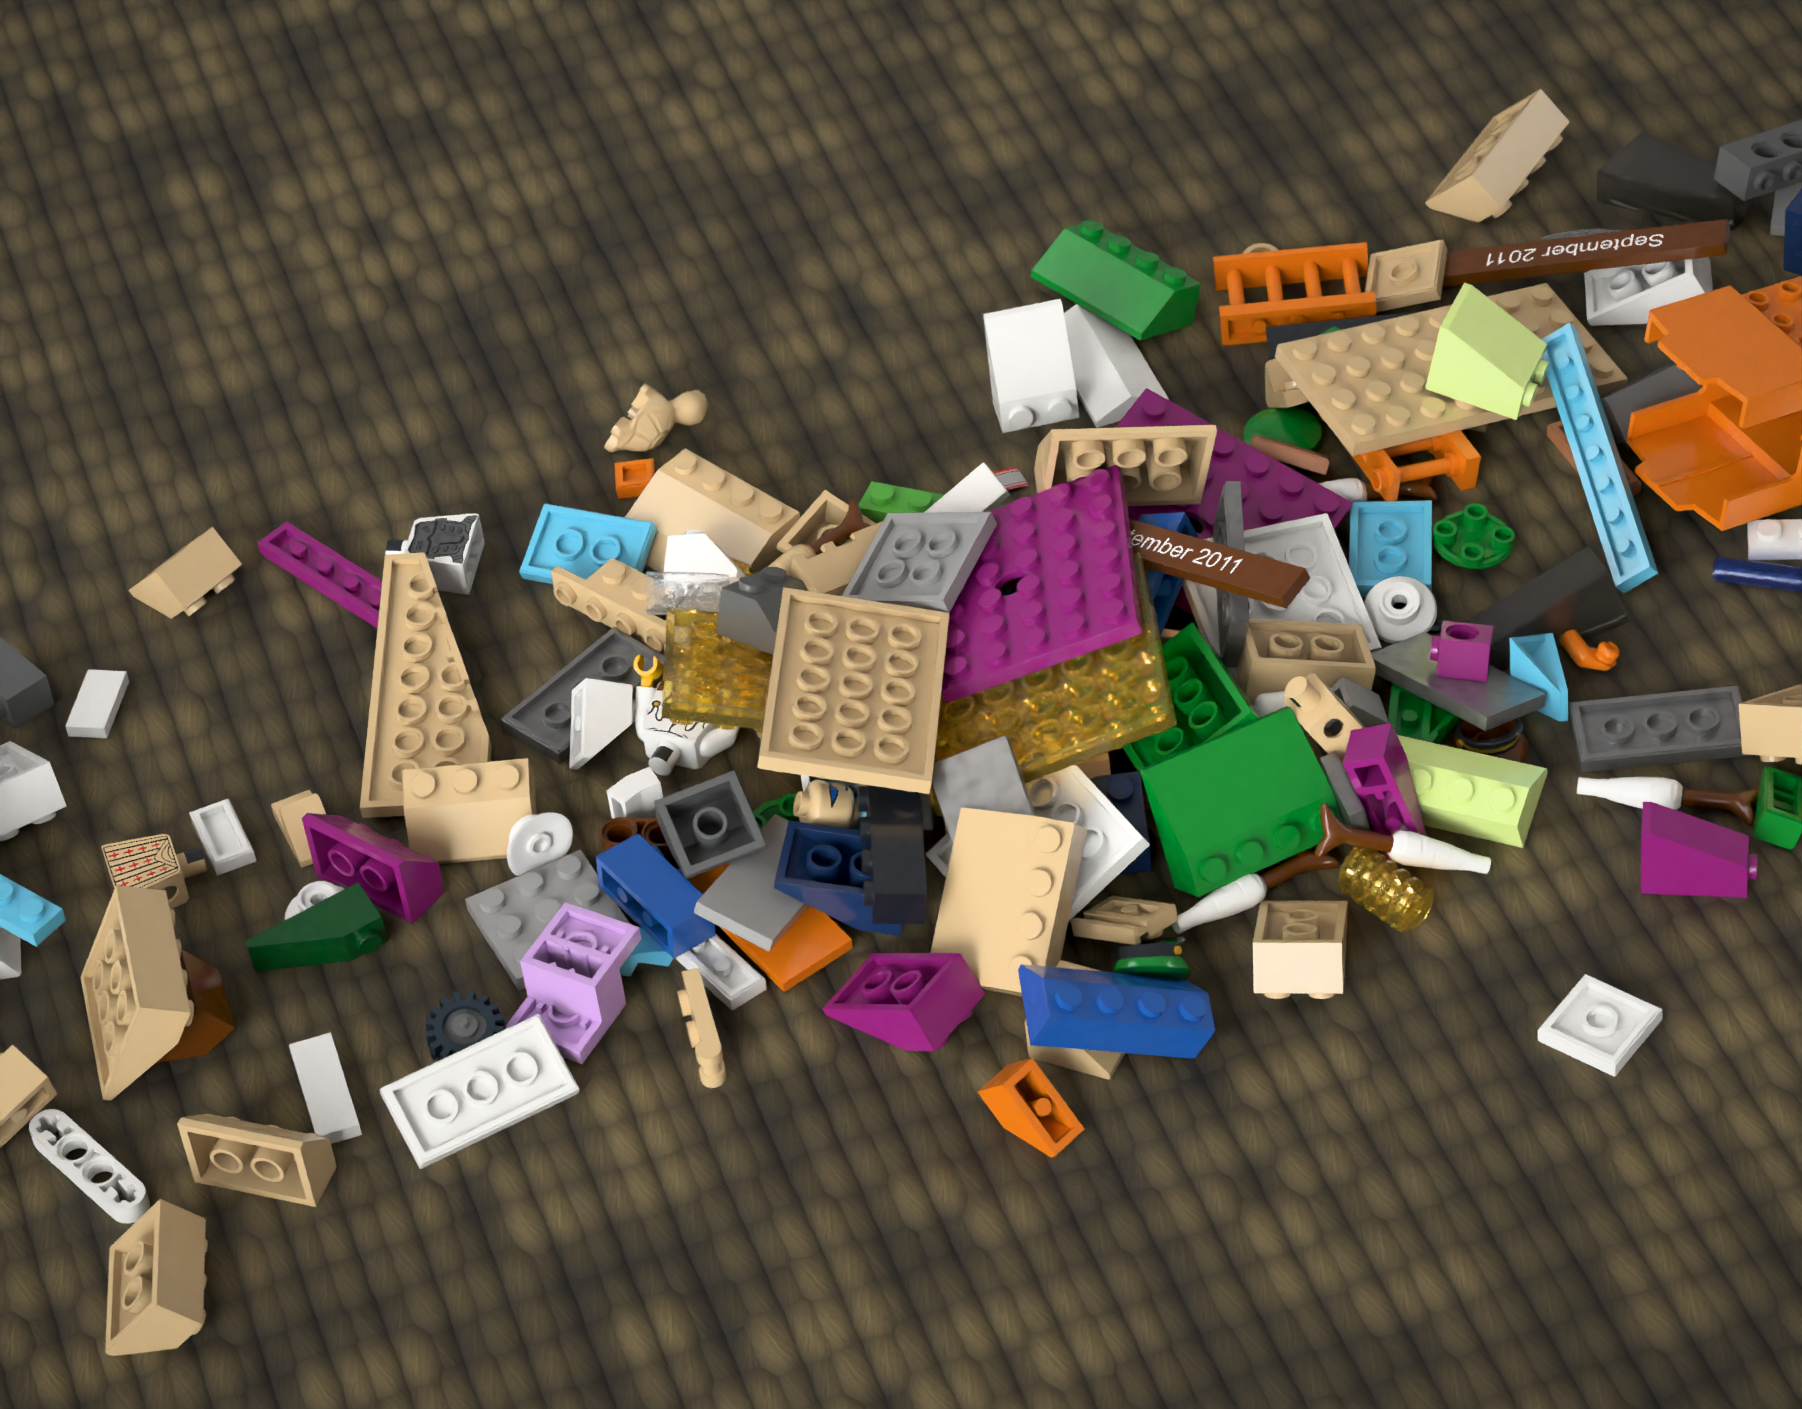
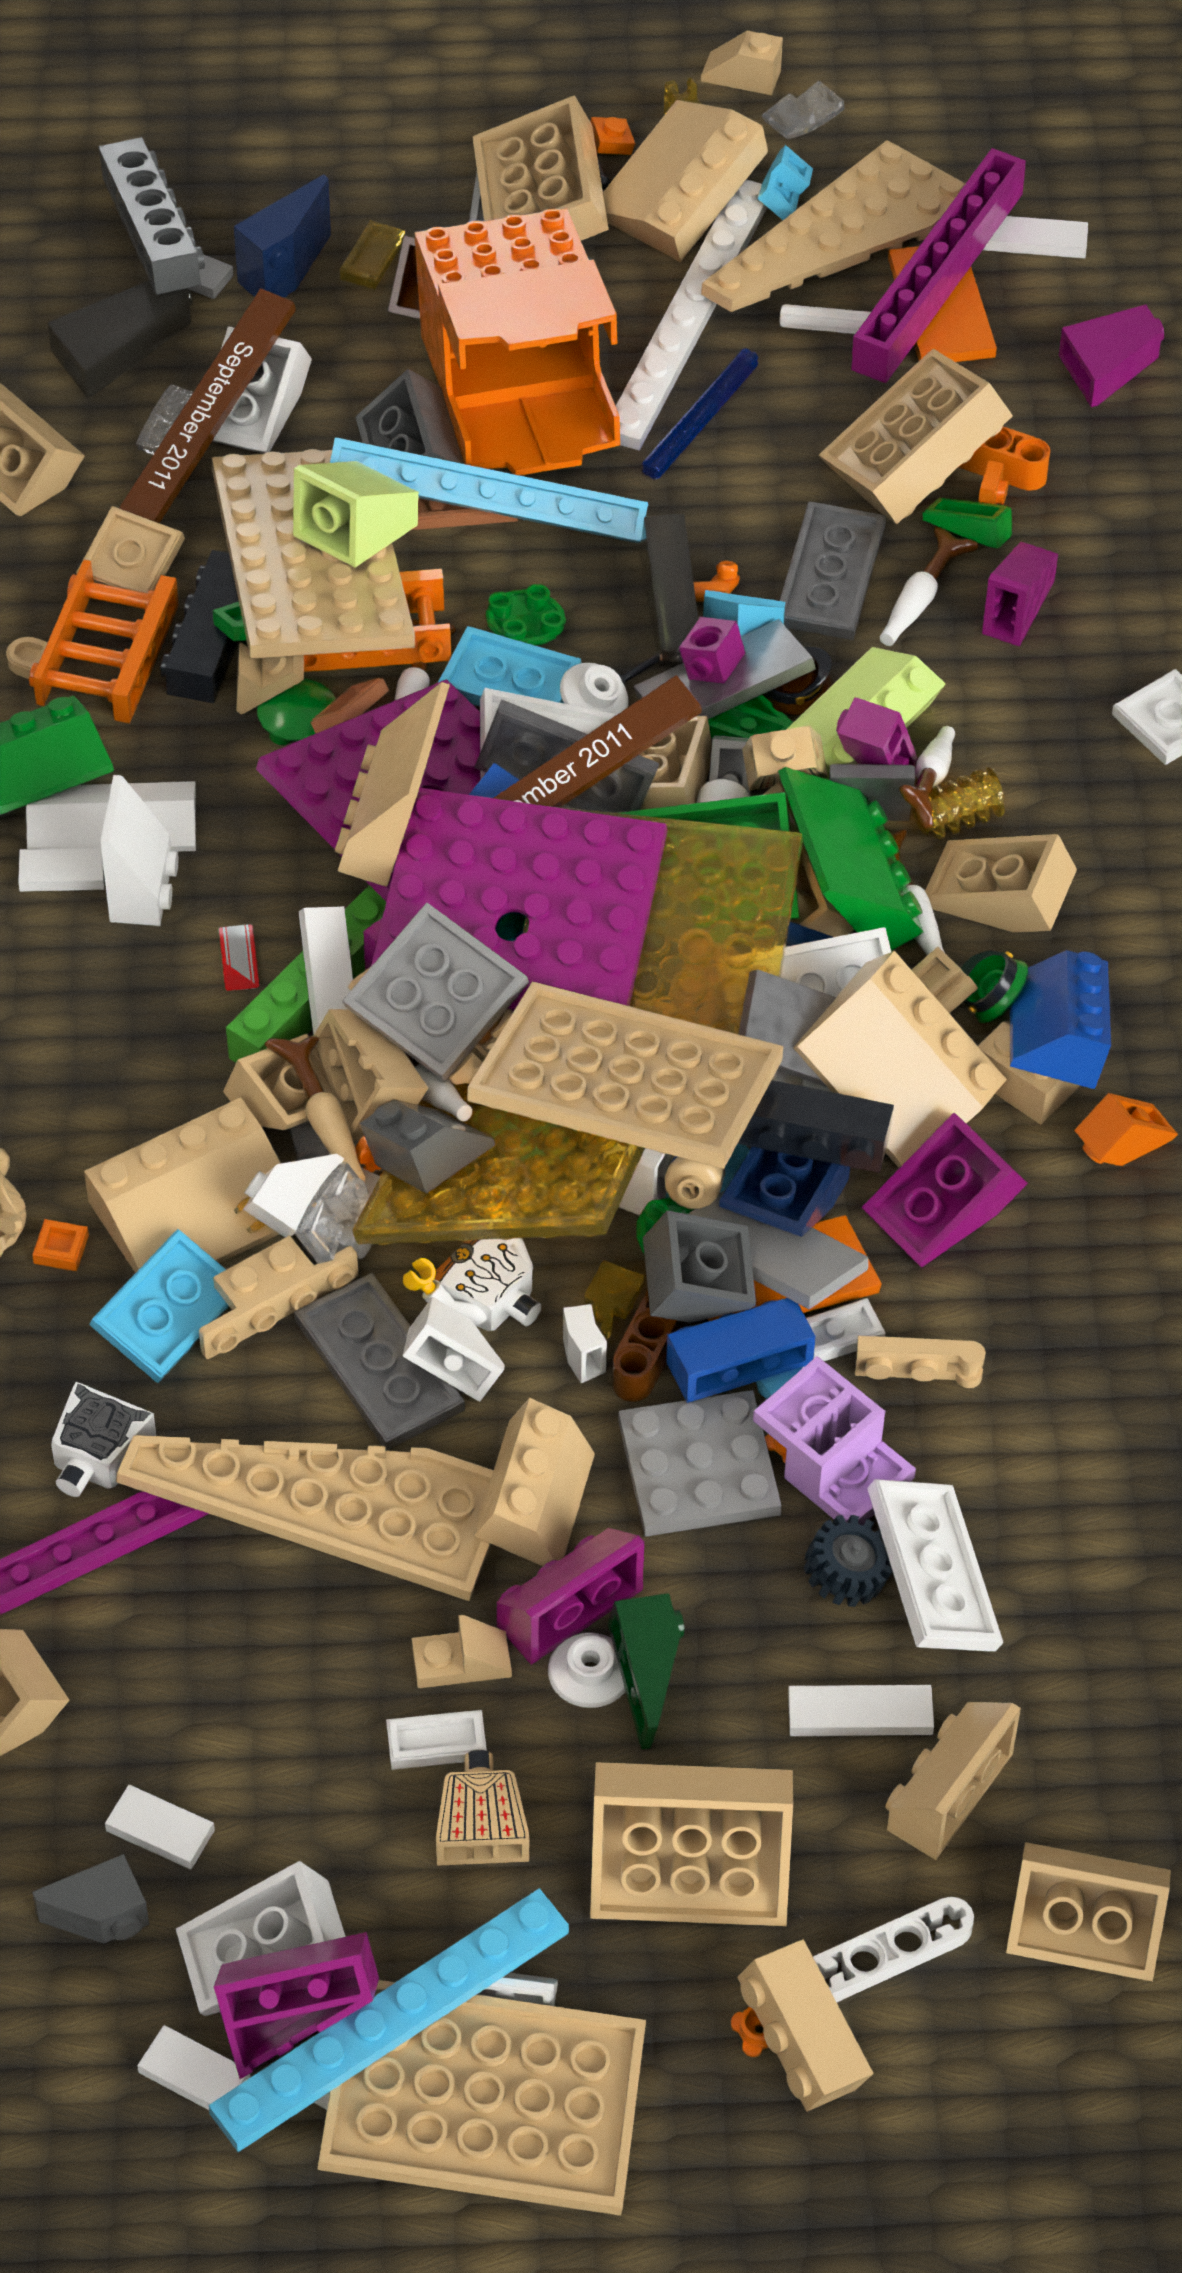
camera: 80 degrees left, 10 degrees up
(538, 841) = (608, 1437): white piece -> none

